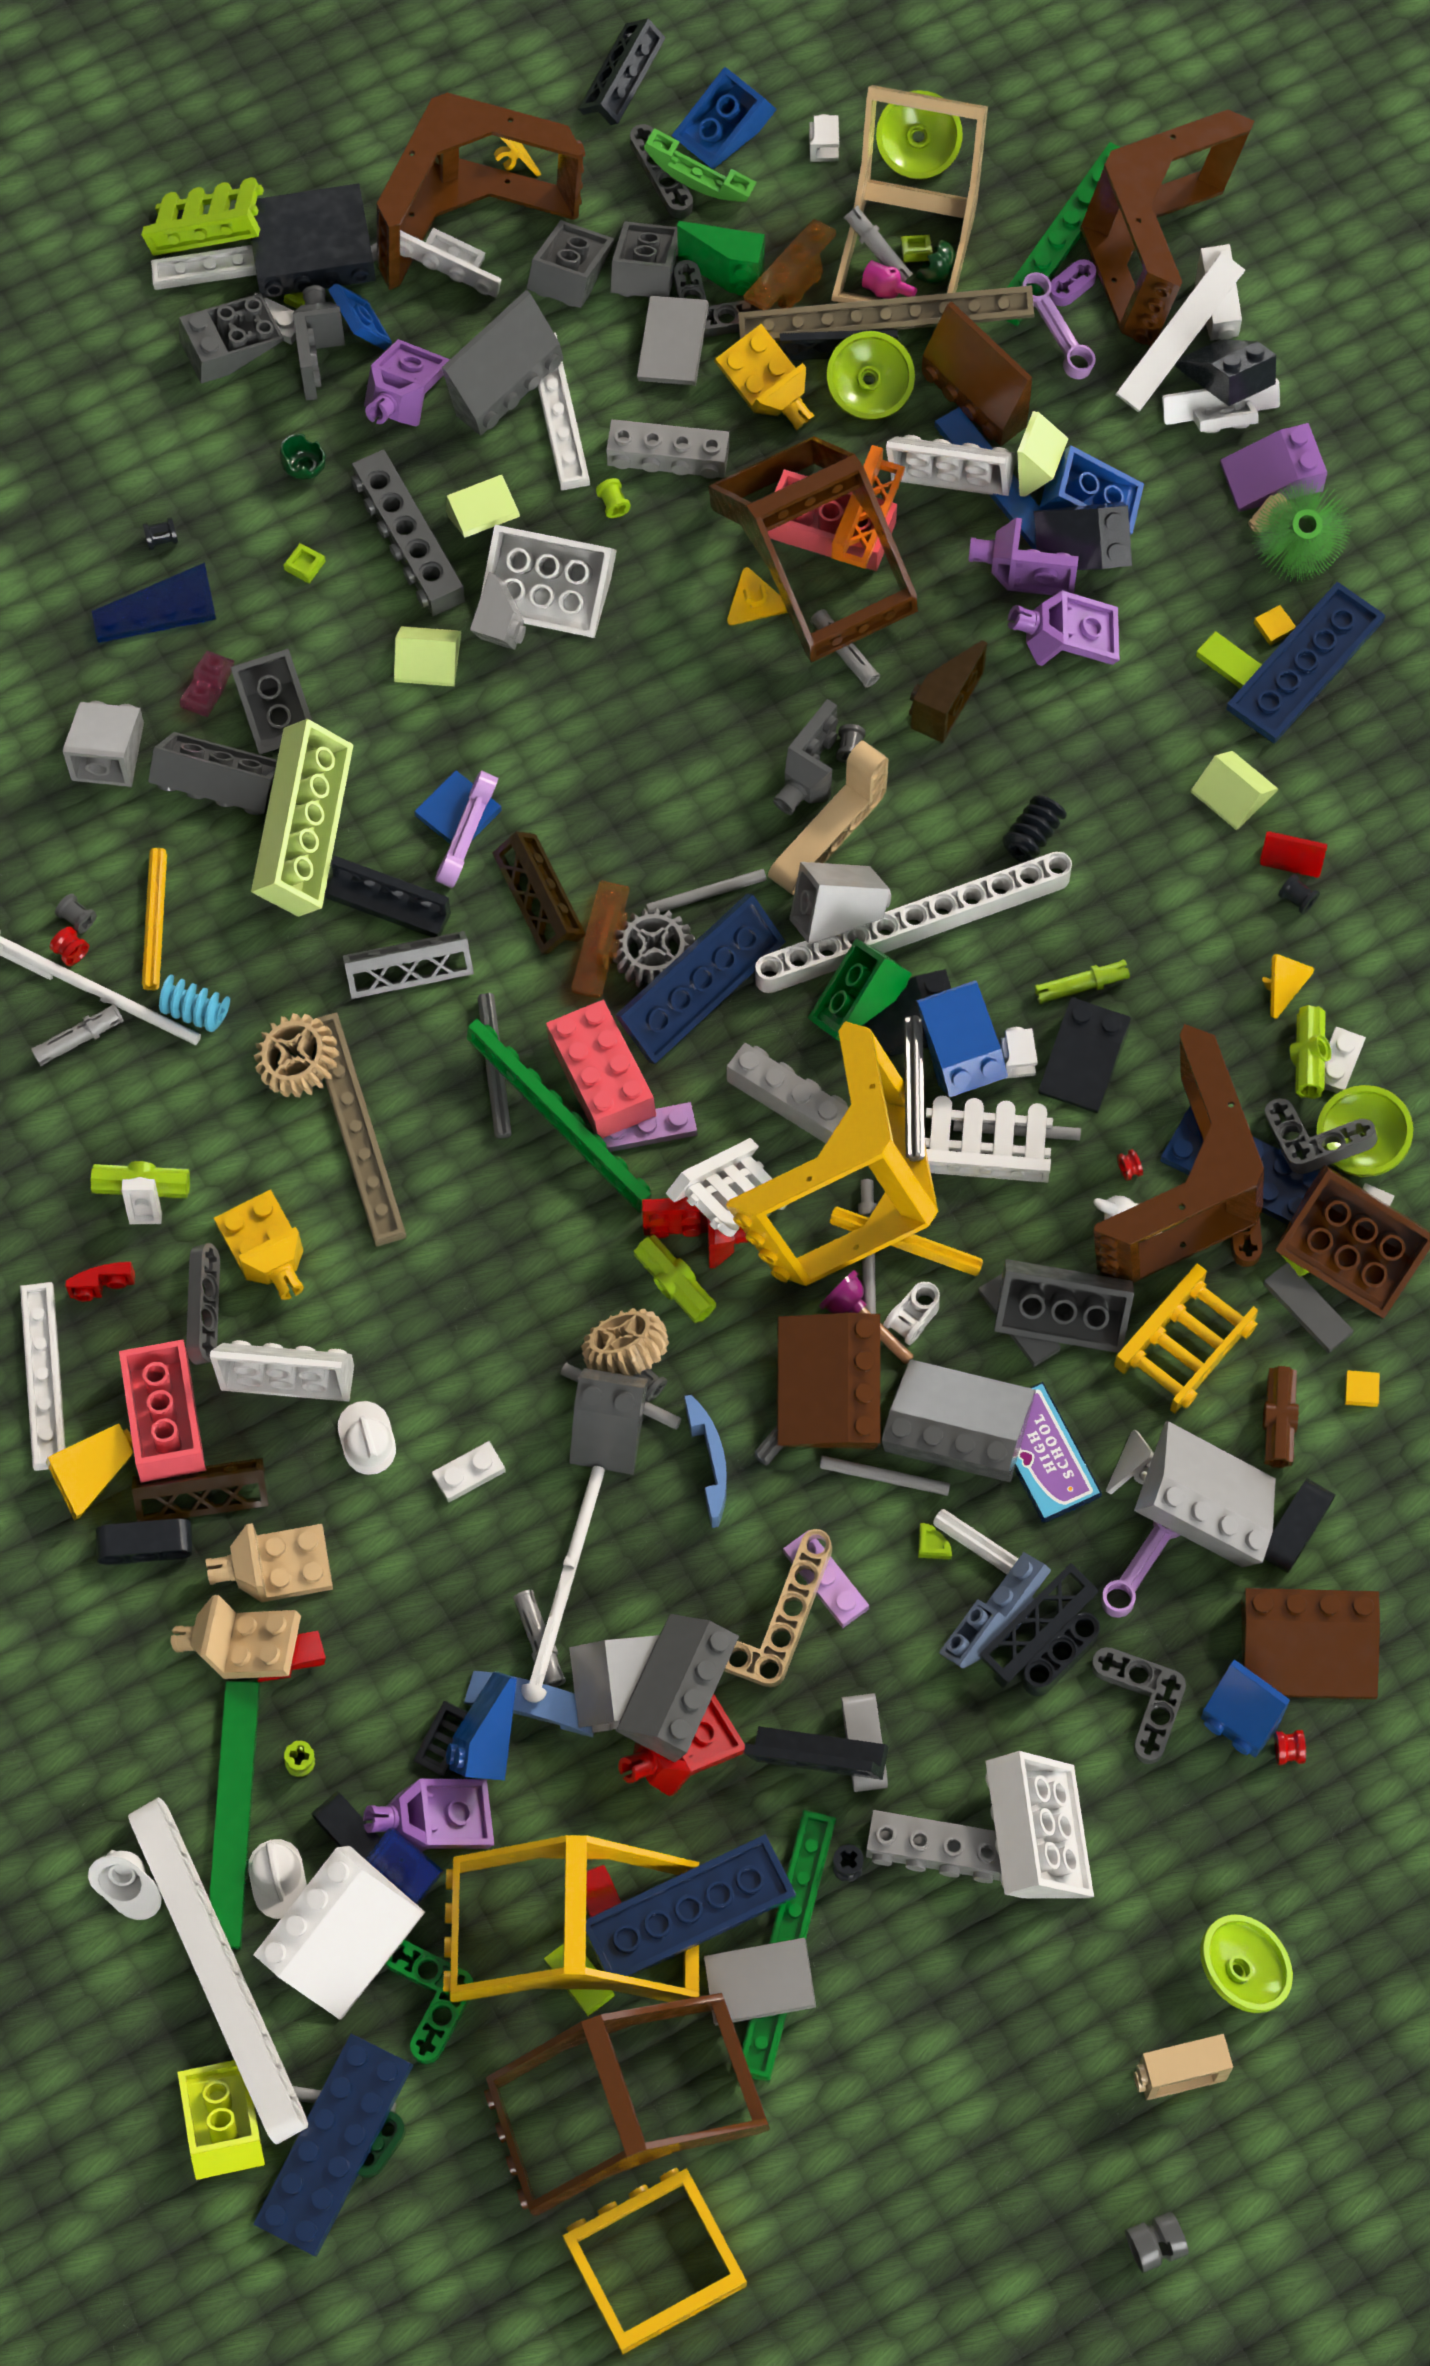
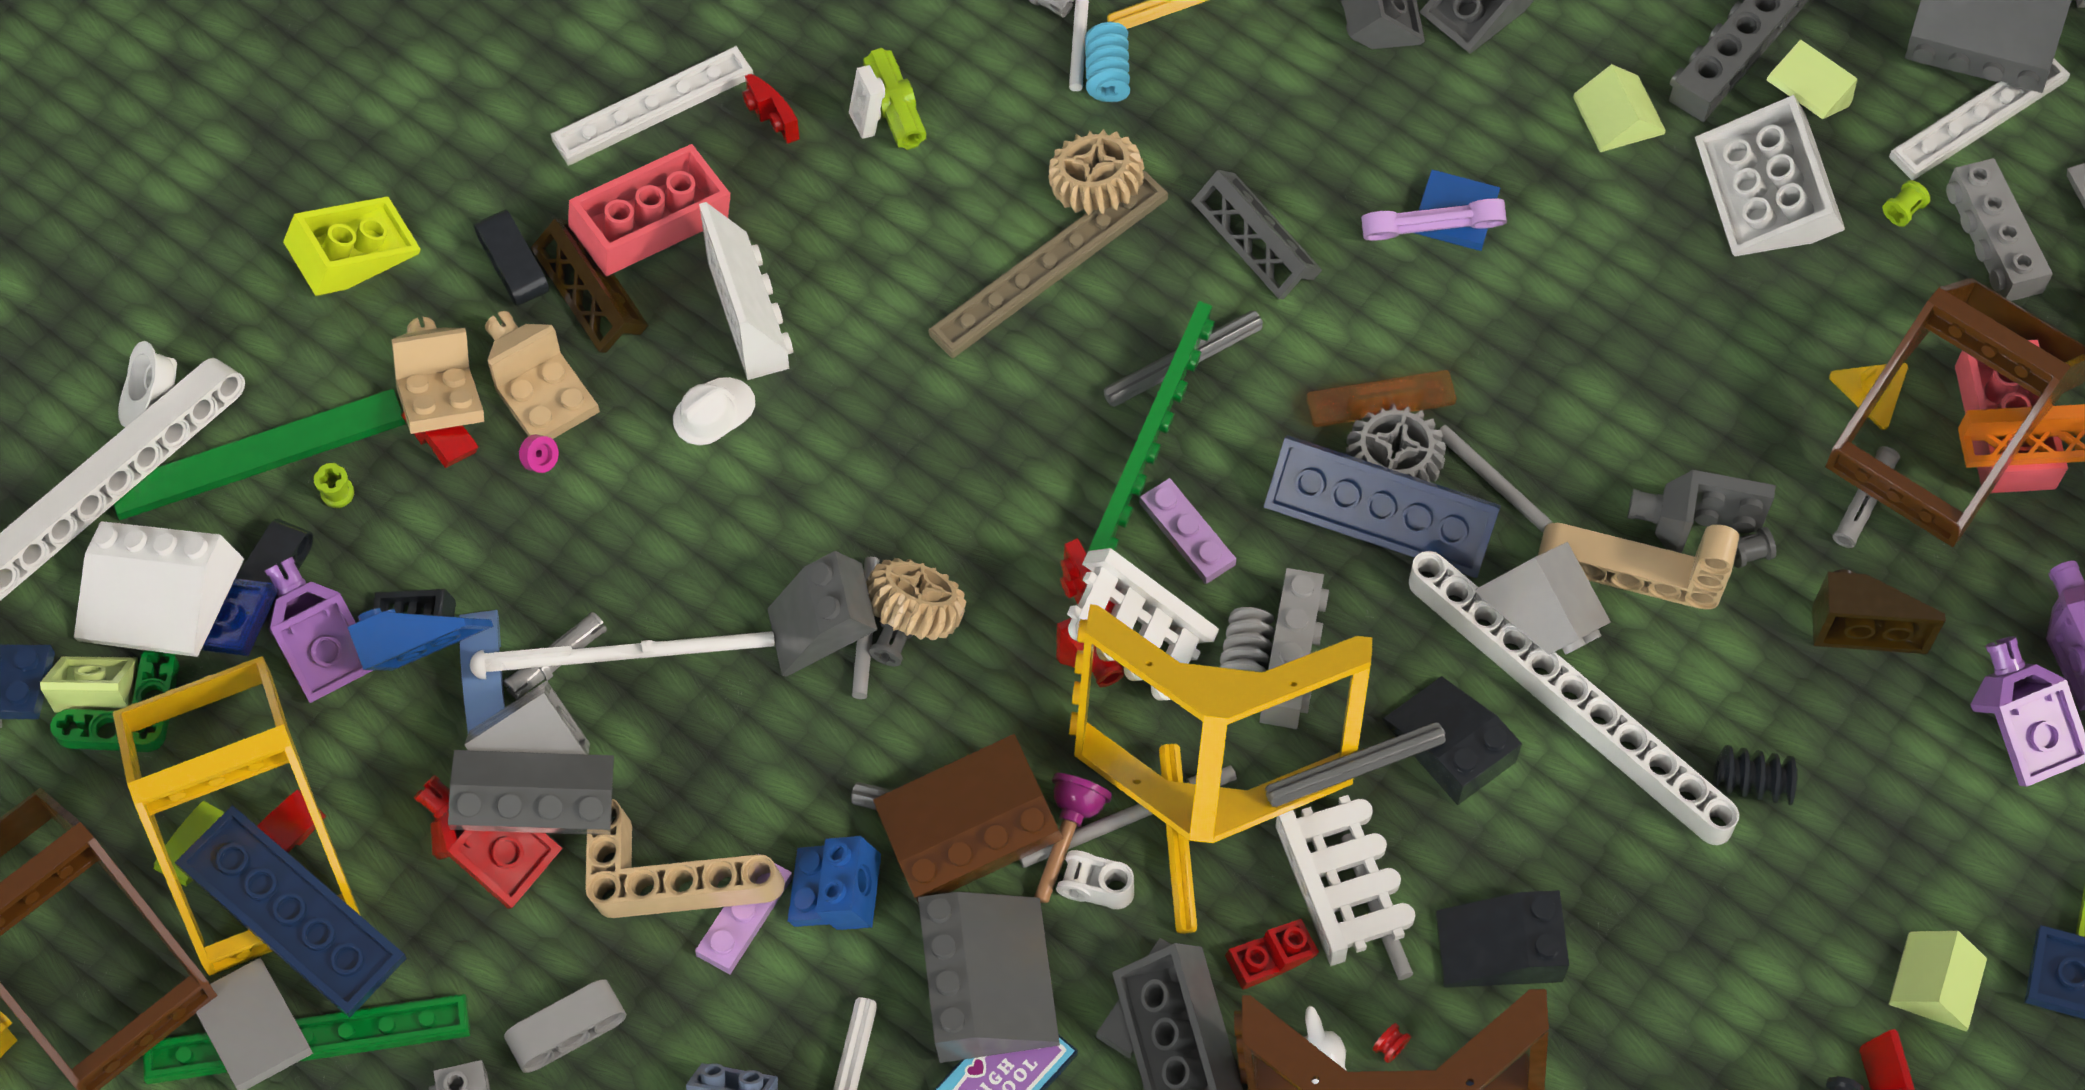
camera: 65 degrees right, 5 degrees down
(64, 1668) = (348, 243): none -> neon yellow slope
(89, 1467) = (557, 173): yellow slope -> none
(205, 1269) = (786, 198): dark grey beam -> none
(263, 1243) = (879, 231): yellow plate -> none
(276, 1876) = (211, 511): white piece -> none
(302, 818) = (1359, 66): yellowish green brick -> none
(346, 1586) = (538, 453): none -> dark pink tile
(388, 897) = (1318, 186): black fence -> none
(393, 2013) = (91, 683): none -> yellowish green slope
(468, 1471) = (715, 517): white plate -> none
(498, 616) = (1696, 143): light grey slope -> none
(547, 887) = (1405, 320): dark brown fence -> none
(601, 1069) = (1222, 452): coral brick -> none
(674, 1279) = (1021, 623): lime piece -> none
(701, 1424) = (785, 765): medium blue slope -> none
(774, 1128) = (1247, 640): none -> light grey piece
(818, 1752) = (525, 978): black fence -> none
(842, 1489) = (835, 884): none -> blue brick
(847, 1873) = (415, 1051): black bush -> none
(859, 989) = (1451, 667): green slope -> none
(885, 1475) = (893, 934): light grey bar -> none
(933, 1543) = (833, 1009): lime tile -> none
(961, 1039) = (1442, 792): blue slope -> none
(1019, 1052) = (1468, 867): white window -> none
(1024, 1217) = (1271, 955): none -> red slope
(1083, 981) = (1607, 915): lime pin -> none

